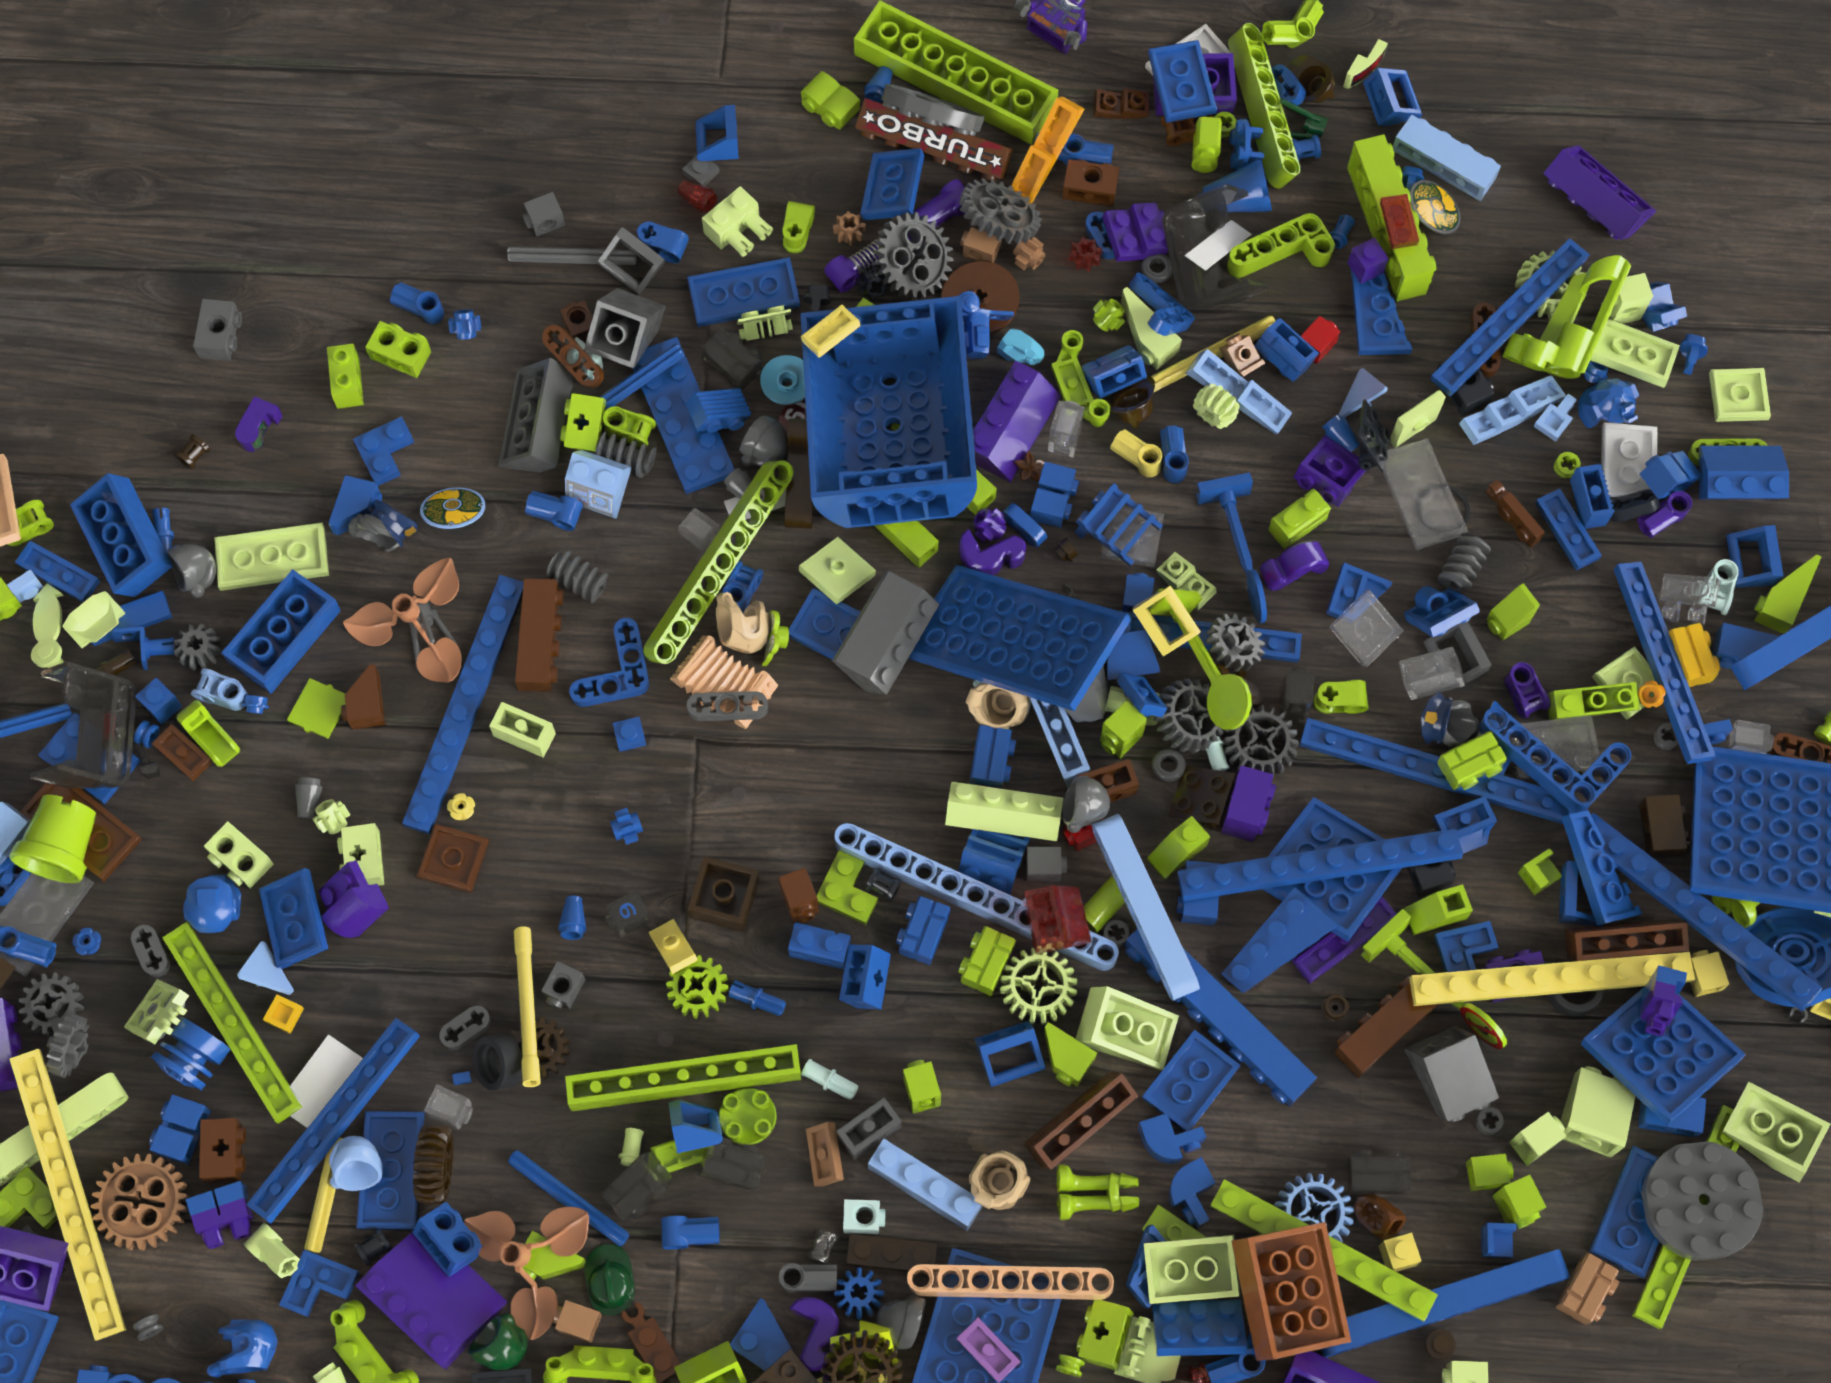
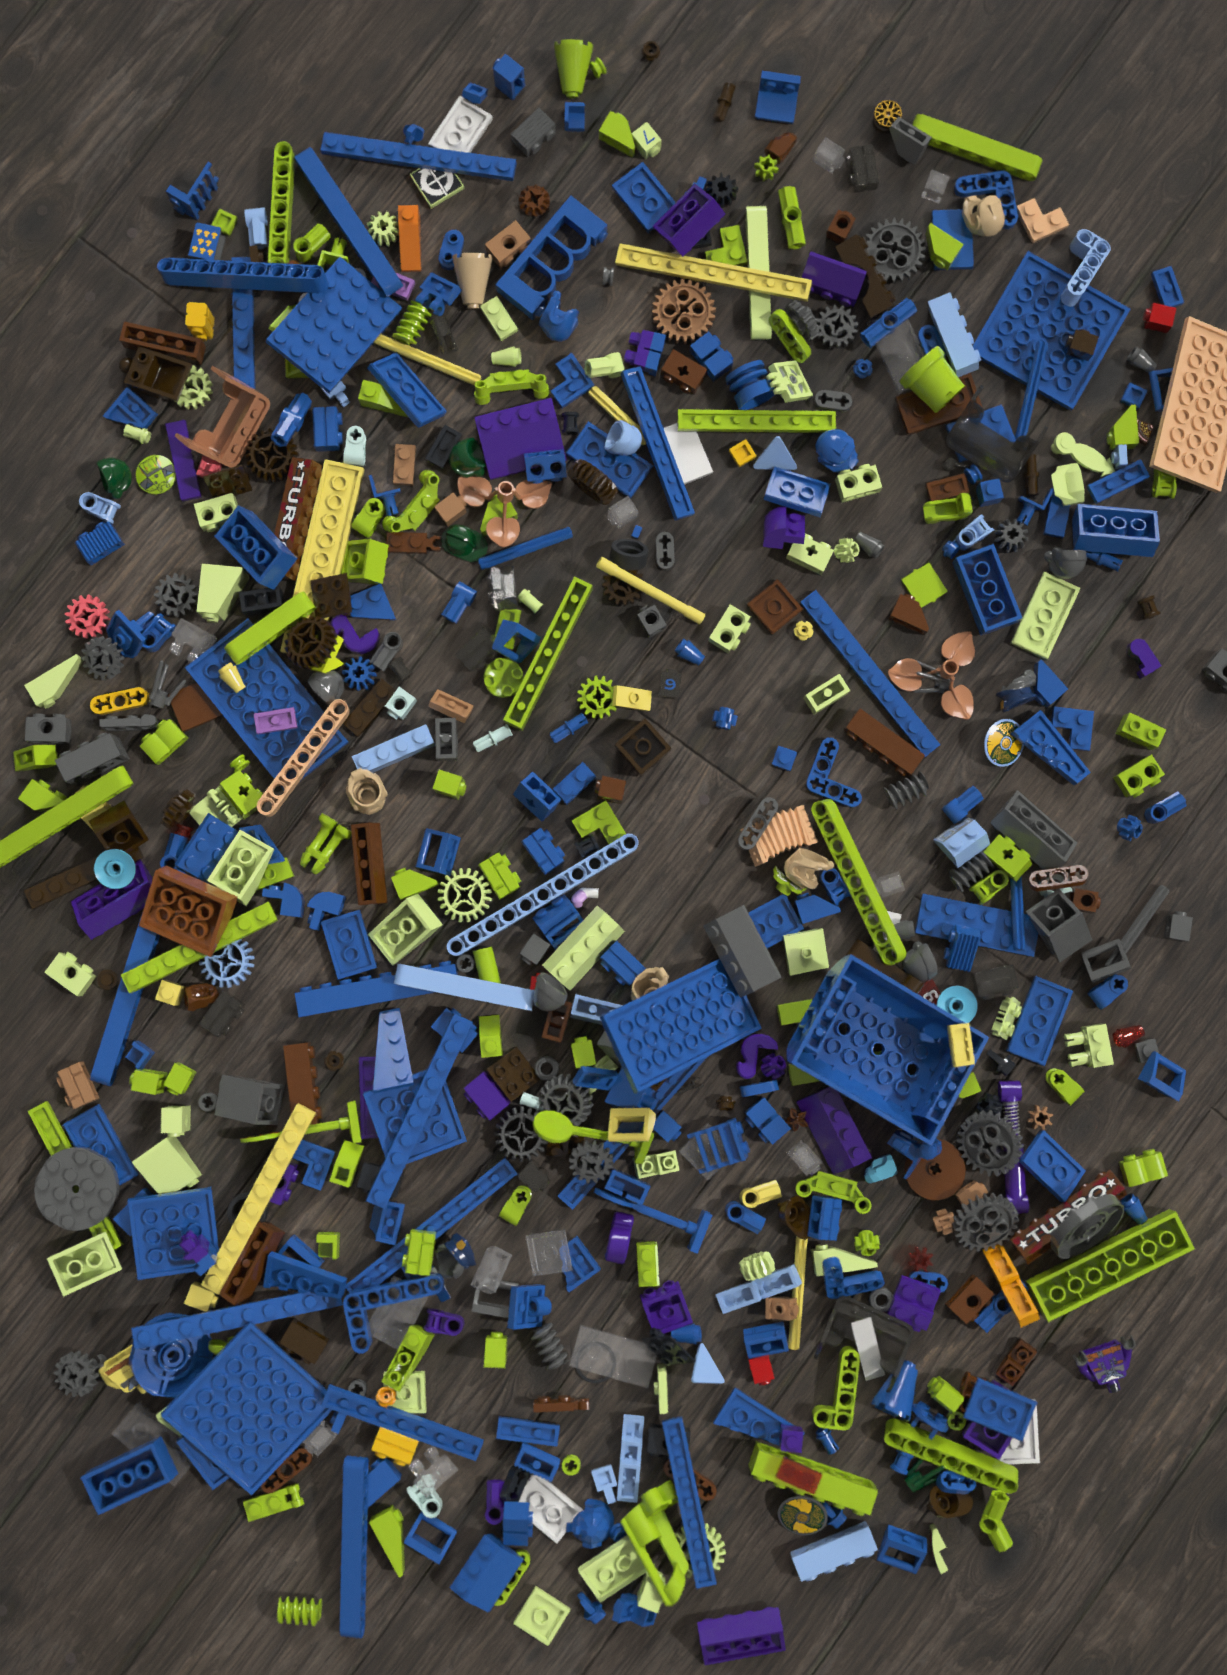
camera: 120 degrees right, 15 degrees up
(86, 1065) = (778, 326): none -> lime beam
(424, 461) = (1048, 744): none -> blue wing
(513, 897) = (726, 627): none -> yellowish green brick
(783, 591) = (813, 908): none -> blue slope
(941, 853) = (581, 895): none -> arm
(1056, 918) = (491, 929): clear red slope -> none
(1230, 581) = (635, 1188): none -> blue piece

